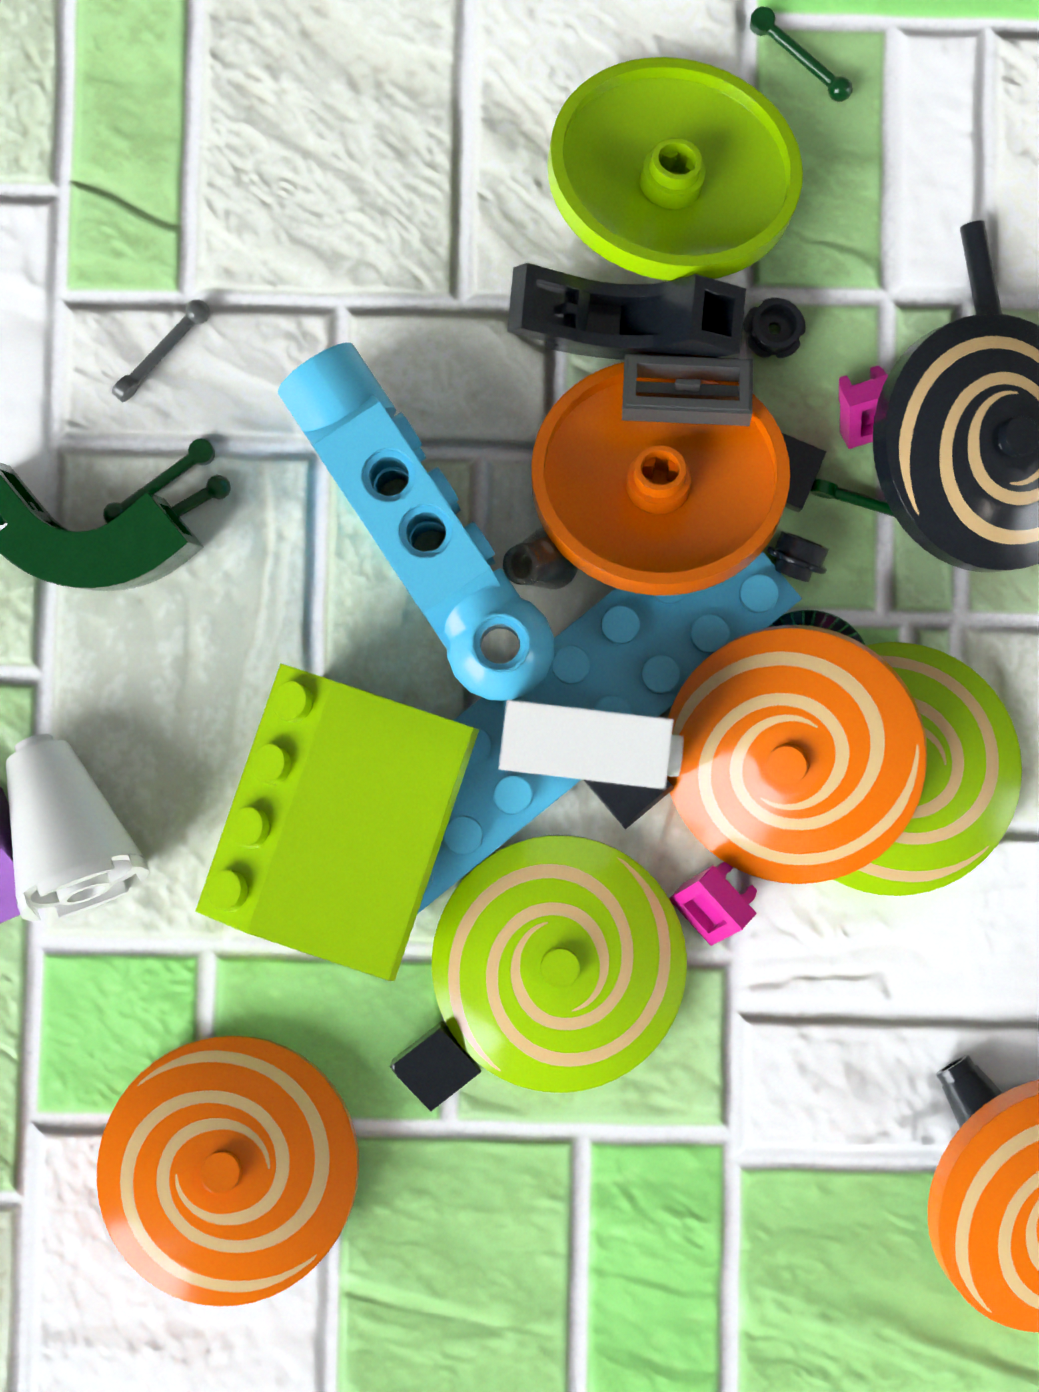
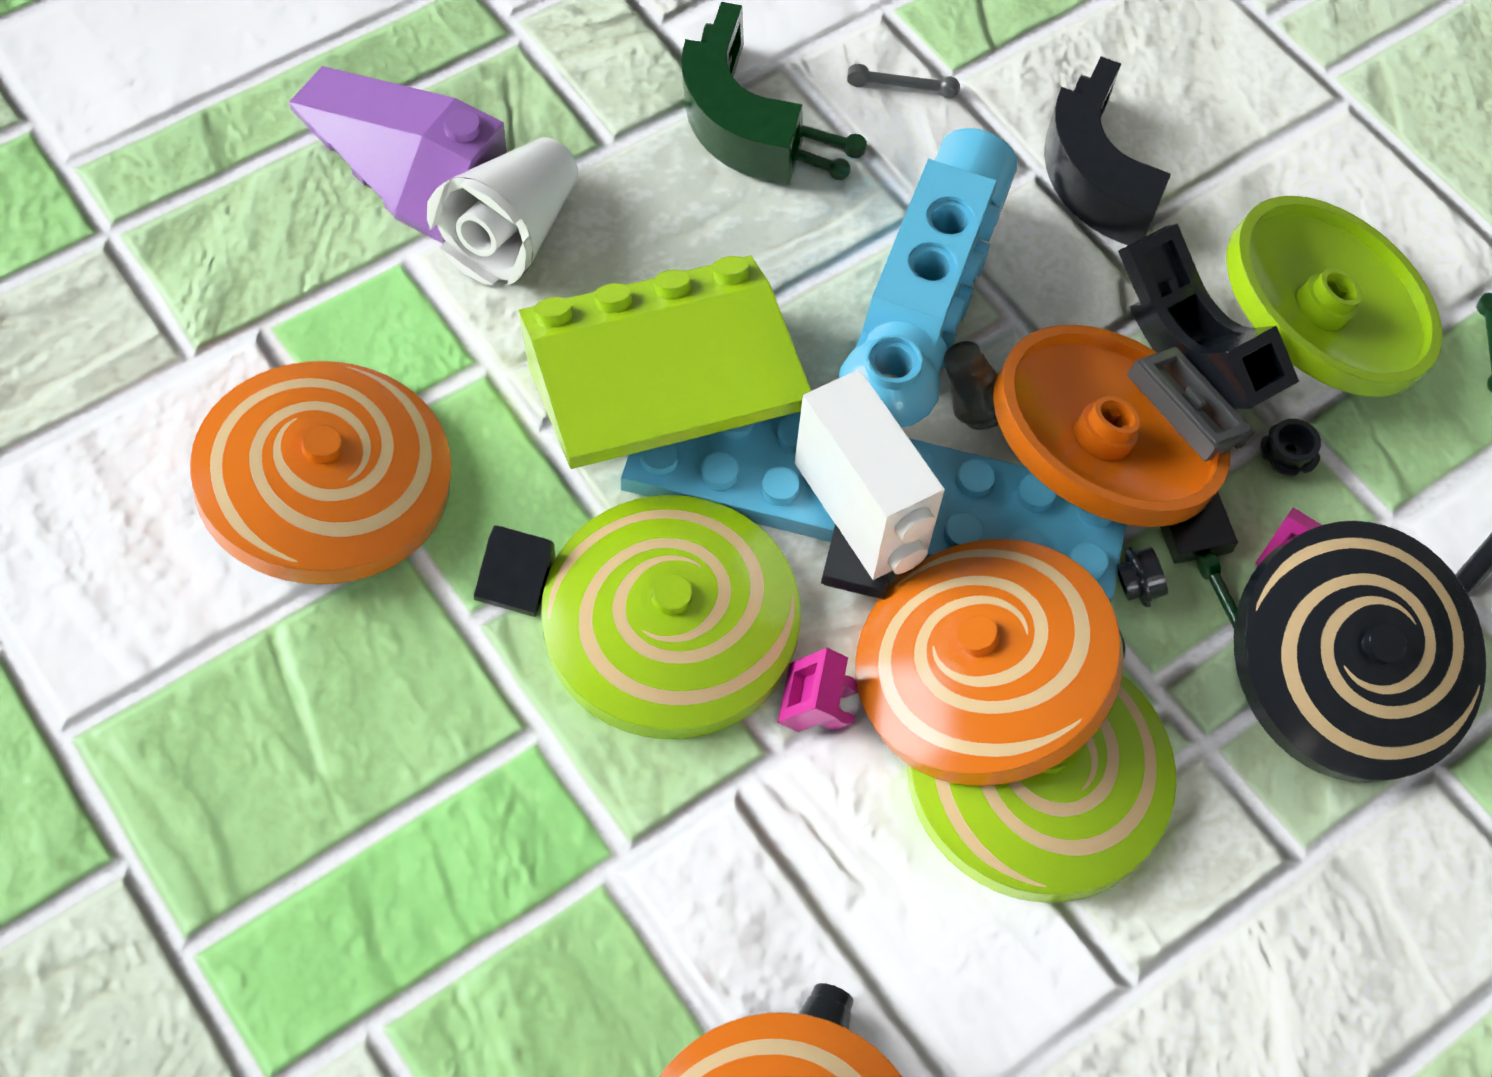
camera: 50 degrees right, 25 degrees down
(380, 268) = (1089, 172): none -> black arch

